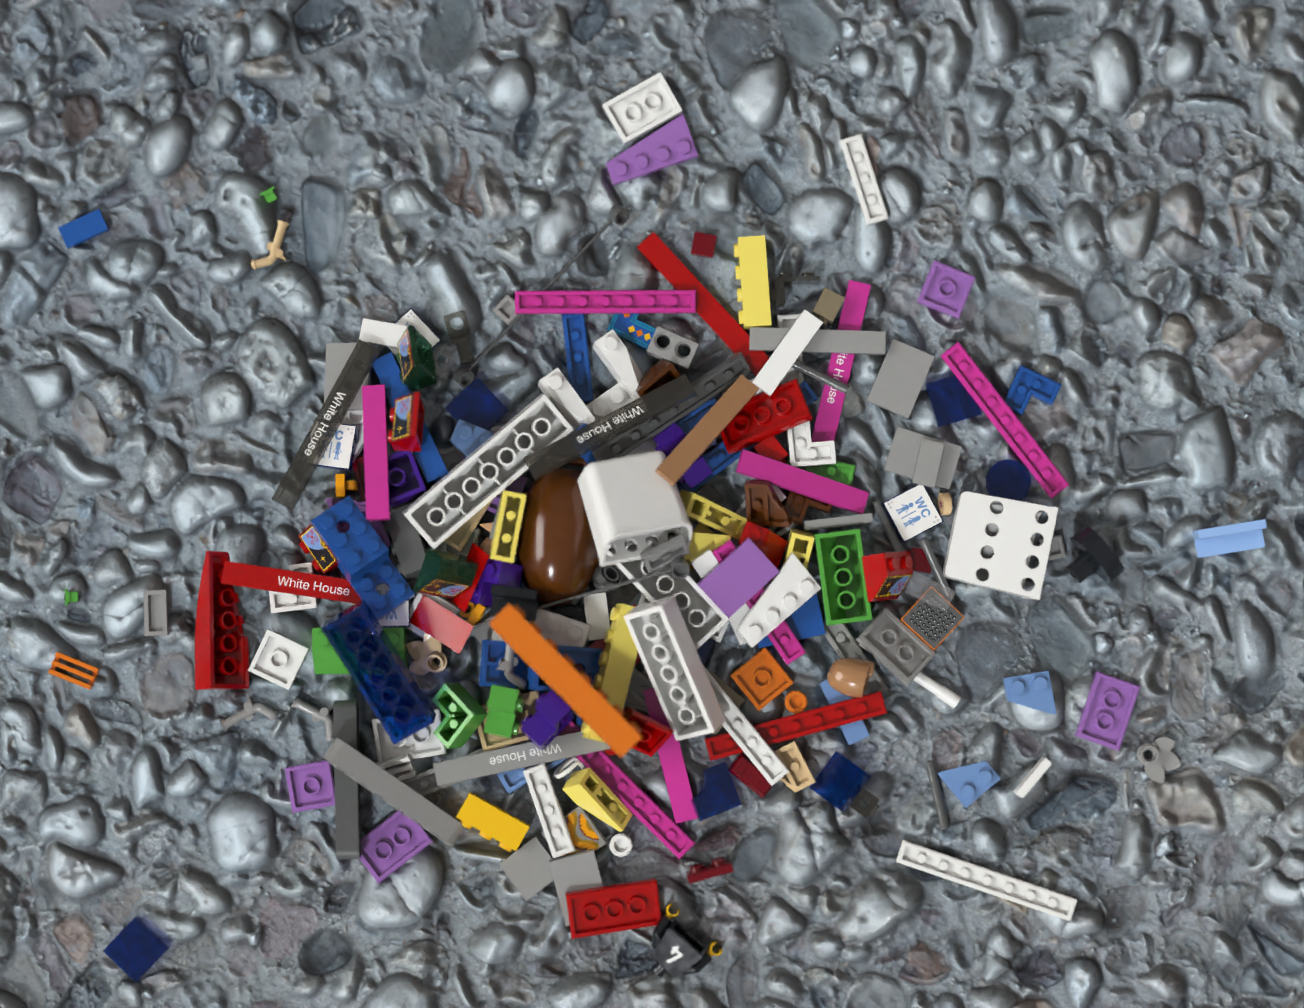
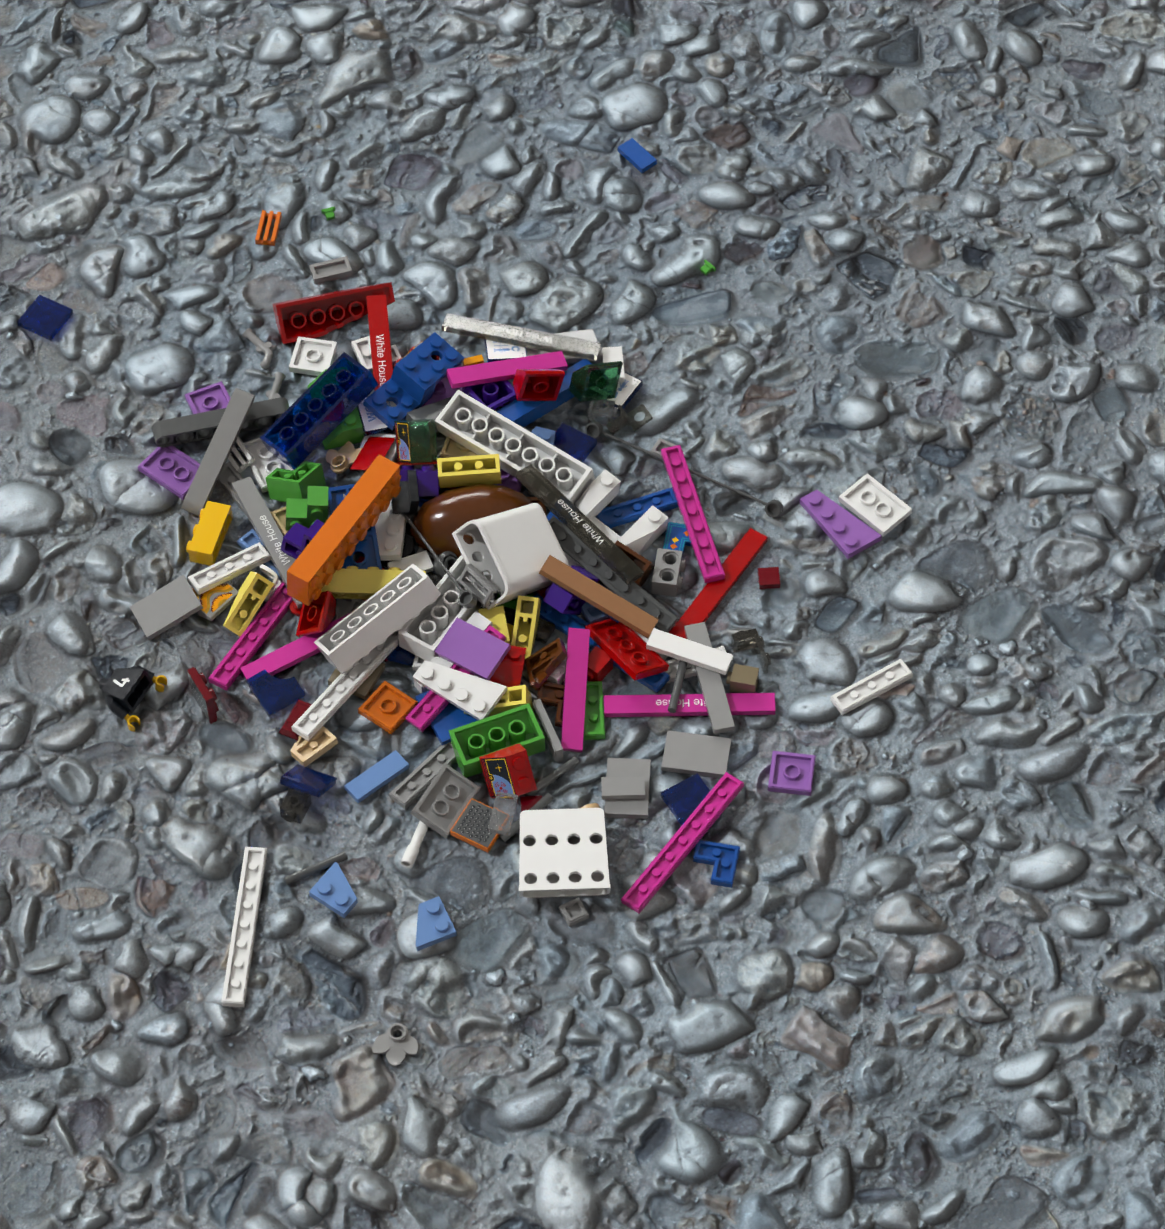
camera: 75 degrees right, 30 degrees down
(273, 247) = (663, 279): tan piece -> none
(529, 868) = (171, 567): light grey tile -> none
(613, 908) = (153, 635): red tile -> none
(620, 844) = (211, 633): white tile -> none
(753, 282) = (759, 614): light yellow brick -> none
(795, 701) = (373, 738): orange tile -> none
(803, 723) = (356, 747): red tile -> none
(807, 453) = (604, 689): white plate -> none
(850, 676) = (402, 761): medium nougat piece -> none
(912, 512) = (574, 789): white tile -> none
(1008, 480) = (626, 862): clear blue tile -> none
(1032, 777) = (350, 938): white tile -> none
(1094, 557) = (573, 933): black piece -> none
(1107, 711) = (431, 992): medium lavender tile -> none
(1229, 538) = (628, 1059): light blue panel -> none

